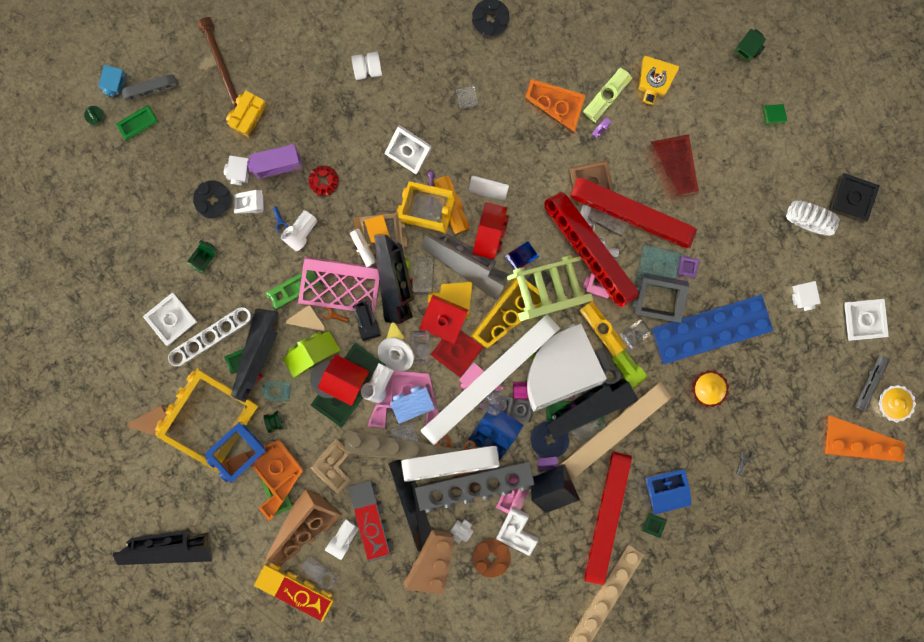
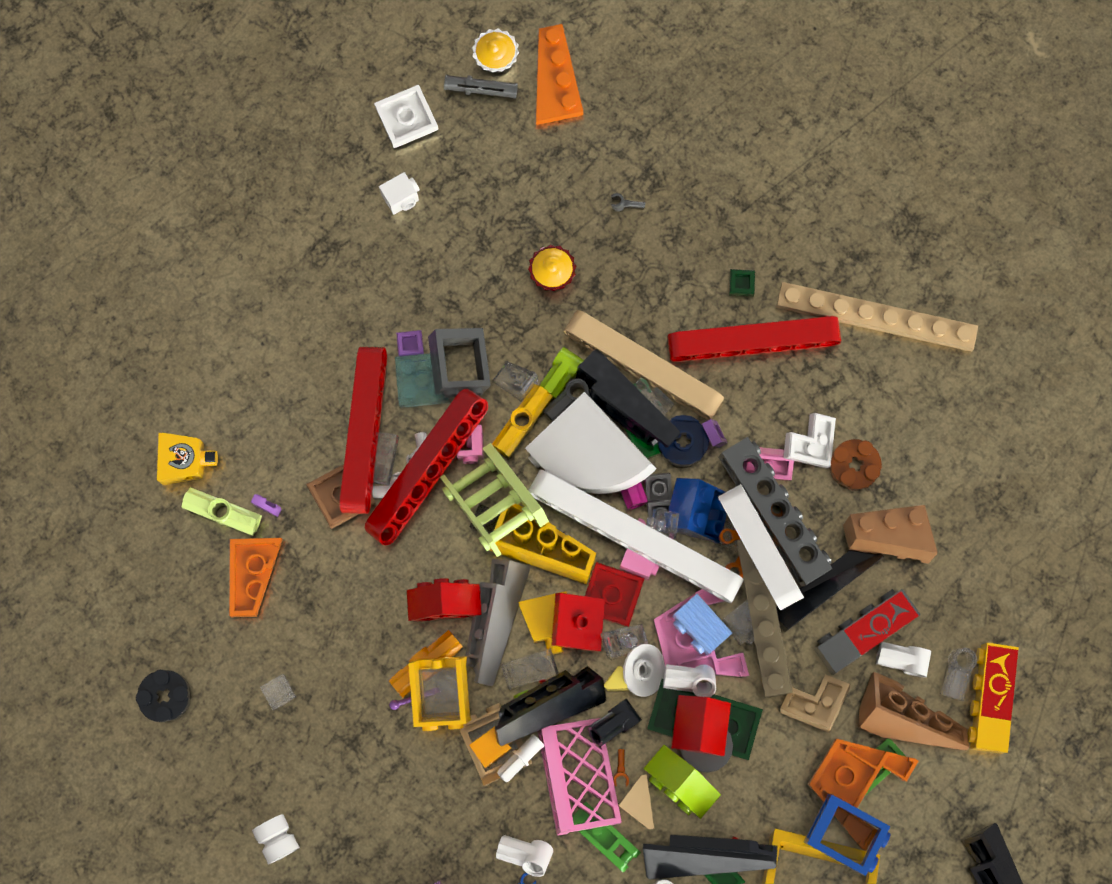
camera: 110 degrees left, 10 degrees down
(273, 421) = (787, 801): dark green wheel -> none
(285, 388) = (737, 802): clear light blue brick -> none
(333, 180) = (459, 841): red gear -> none
(408, 149) = (371, 745): white slope -> none
(461, 531) = (836, 510): white gear -> none
(488, 188) = (389, 623): white slope -> none
(521, 256) = (465, 552): clear blue slope -> none
(553, 489) = (743, 414): black slope -> none
(668, 490) = (693, 278): blue slope -> none
(678, 162) = (283, 394): clear red wedge -> none
(712, 329) = (478, 290): blue plate -> none
(751, 44) = (105, 355): dark green brick -> none
(775, 114) = (185, 300): green slope -> none
(813, 217) = (301, 212): white gear -> none
(855, 197) = (260, 175): black plate -> none

